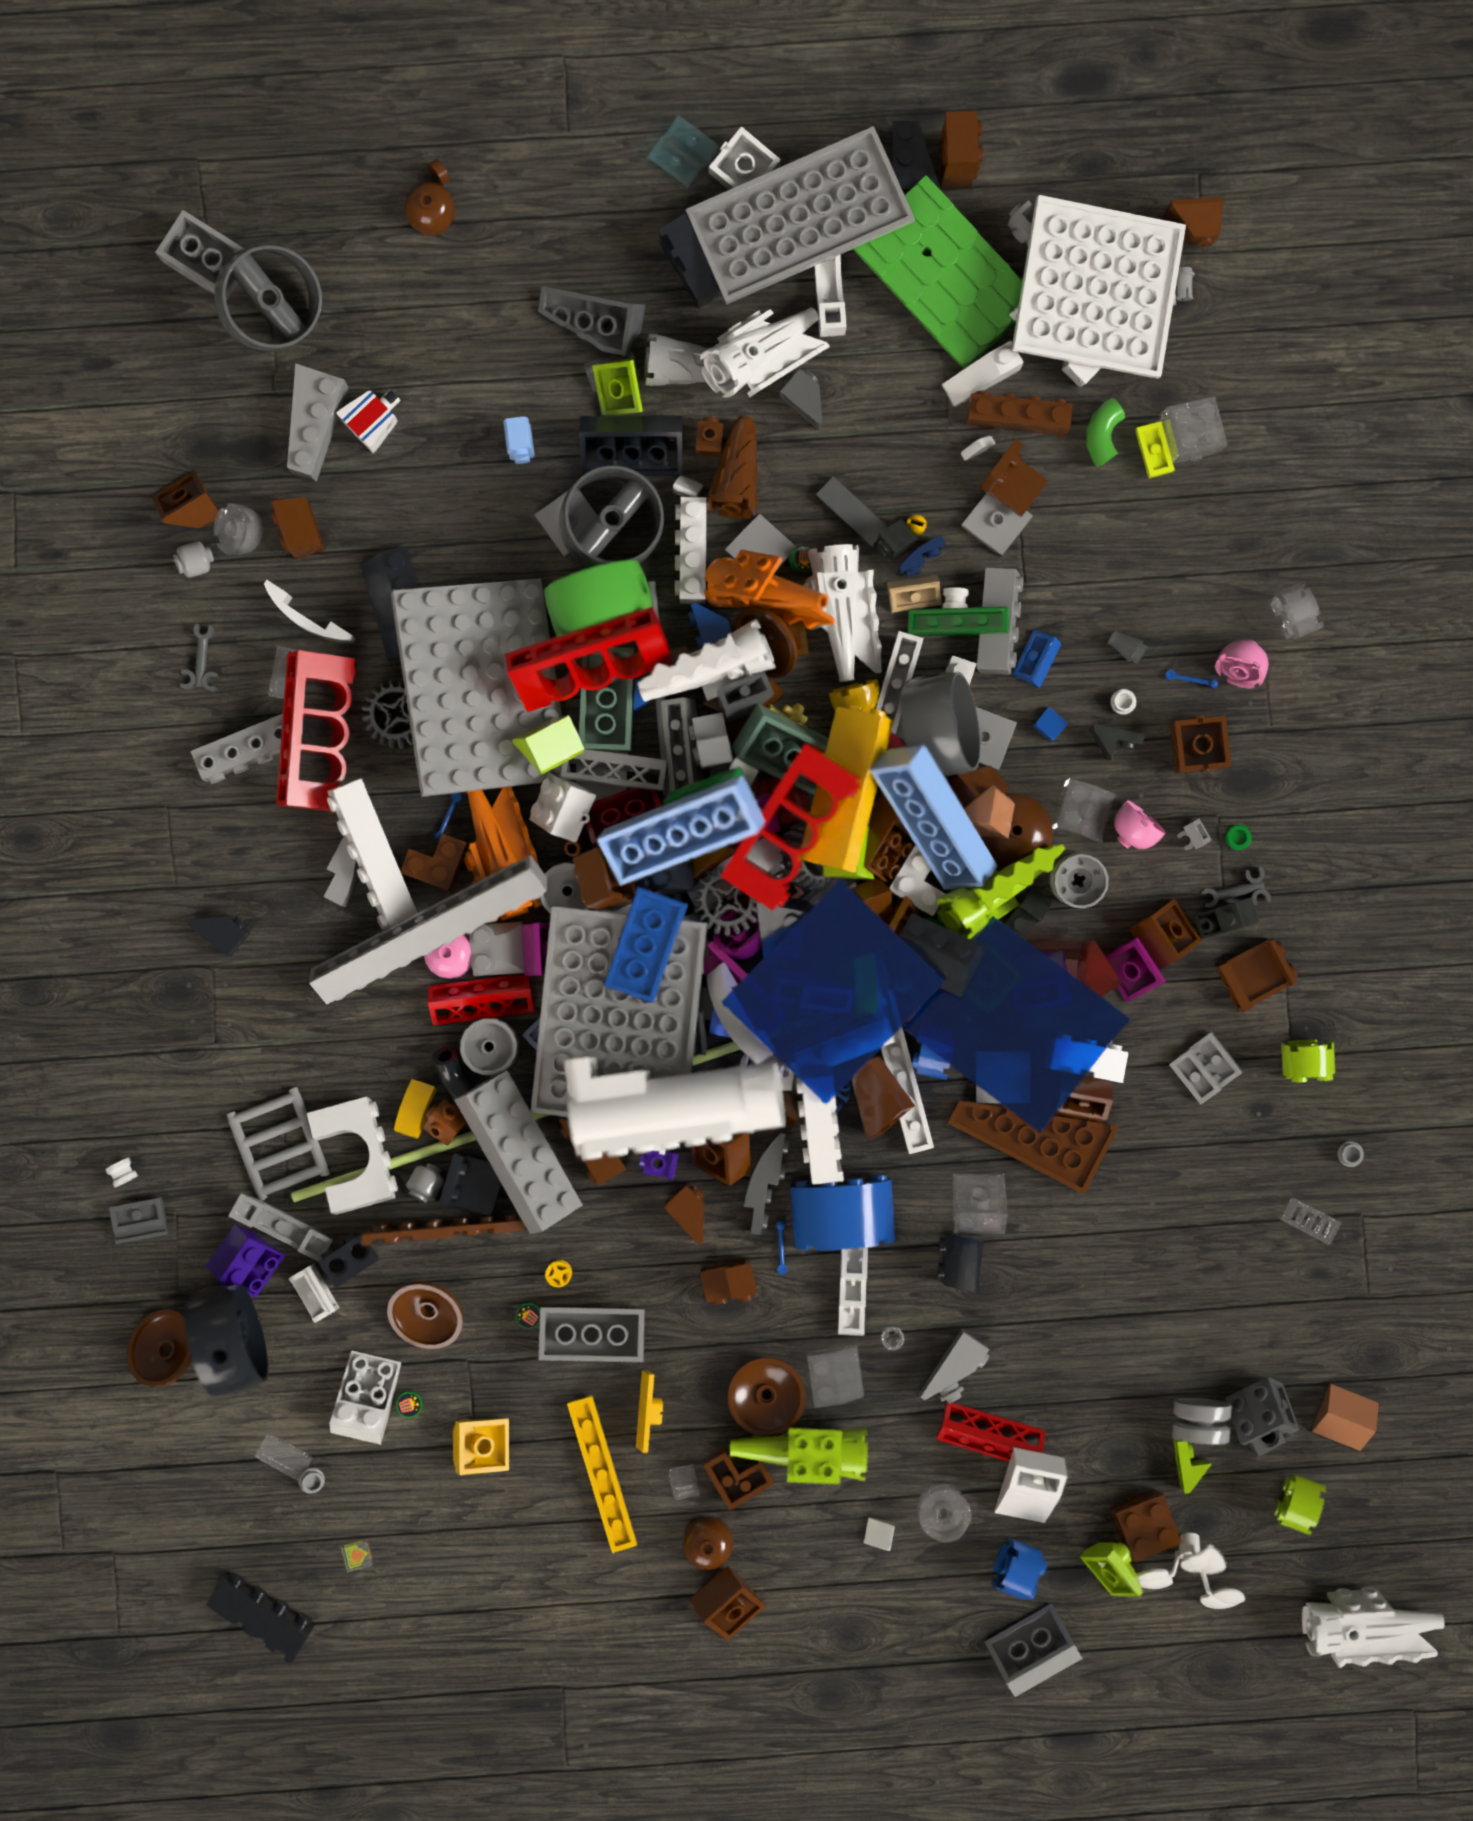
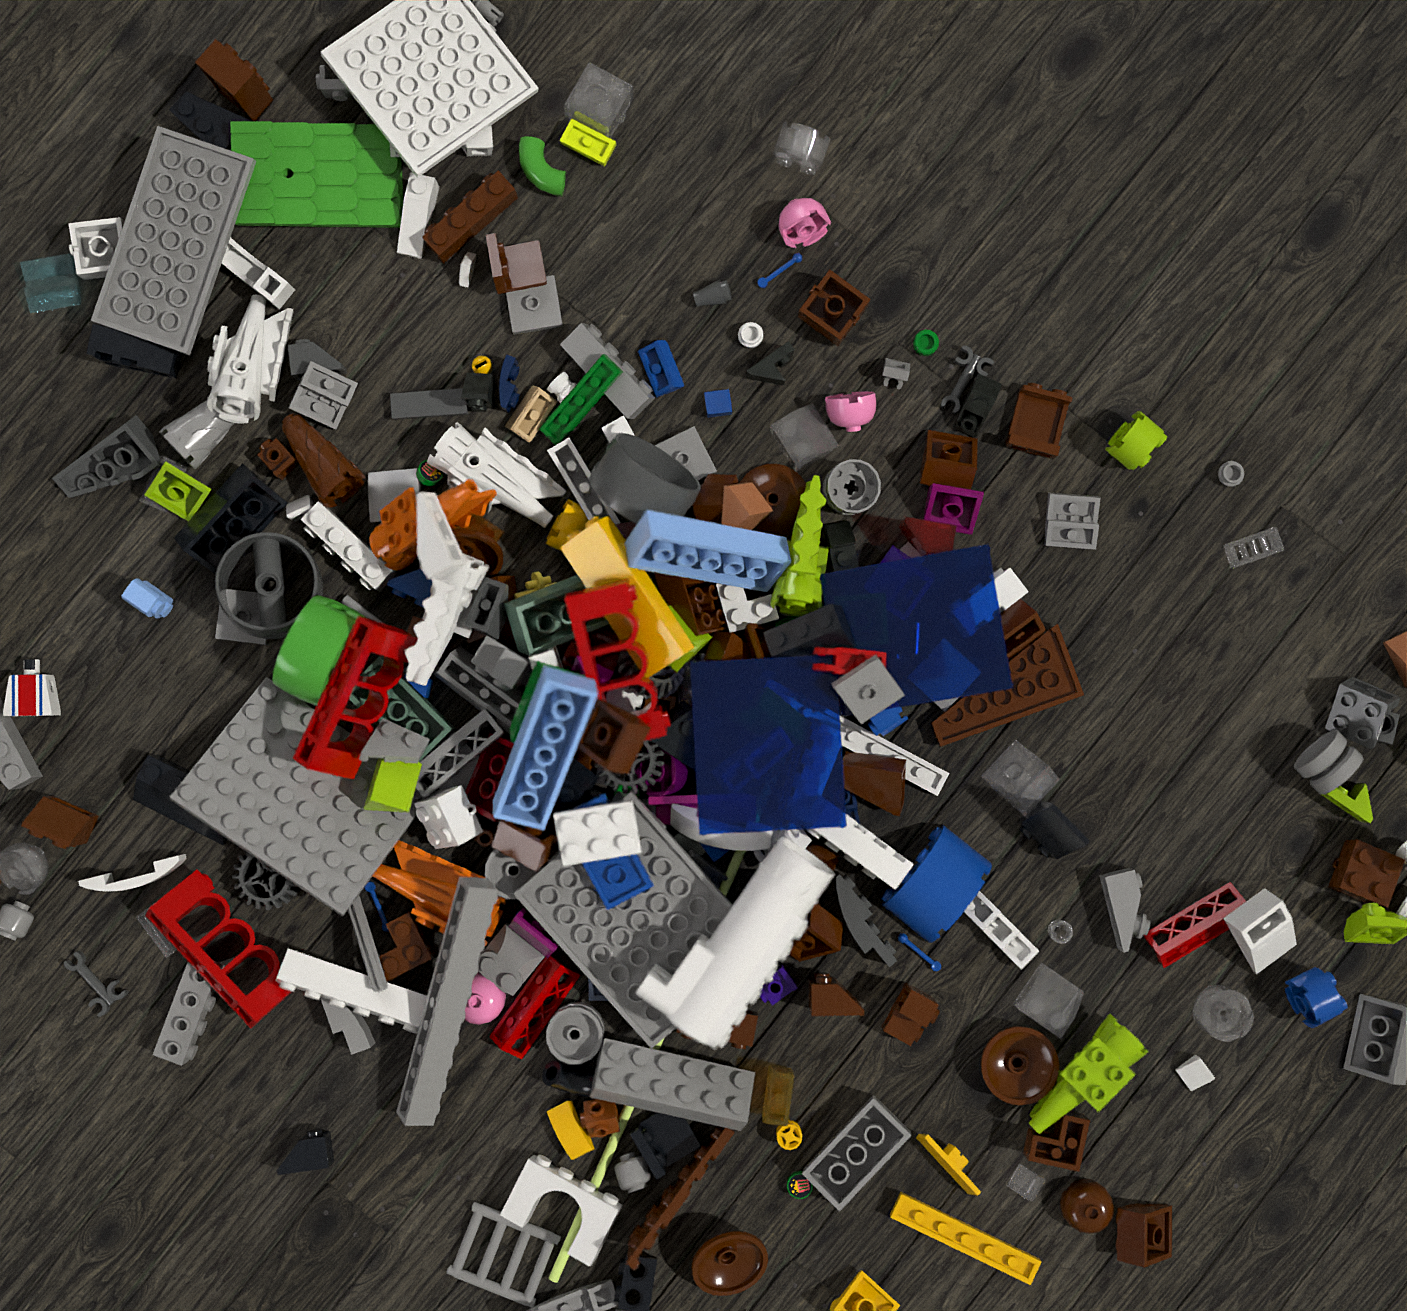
camera: 35 degrees left, 0 degrees up
(413, 835) = (367, 946): none -> light grey axle
(580, 1238) = (778, 1095): none -> clear yellow brick
(581, 718) = (394, 744): none -> light grey wing
(655, 926) = (597, 832): none -> white plate
(735, 872) = (613, 736): none -> reddish brown slope
(759, 612) = (435, 539): none -> white slope
(786, 428) = (322, 395): none -> light grey slope
(941, 1028) = (868, 689): none -> light grey plate
(950, 999) = (845, 659): none -> red hinge

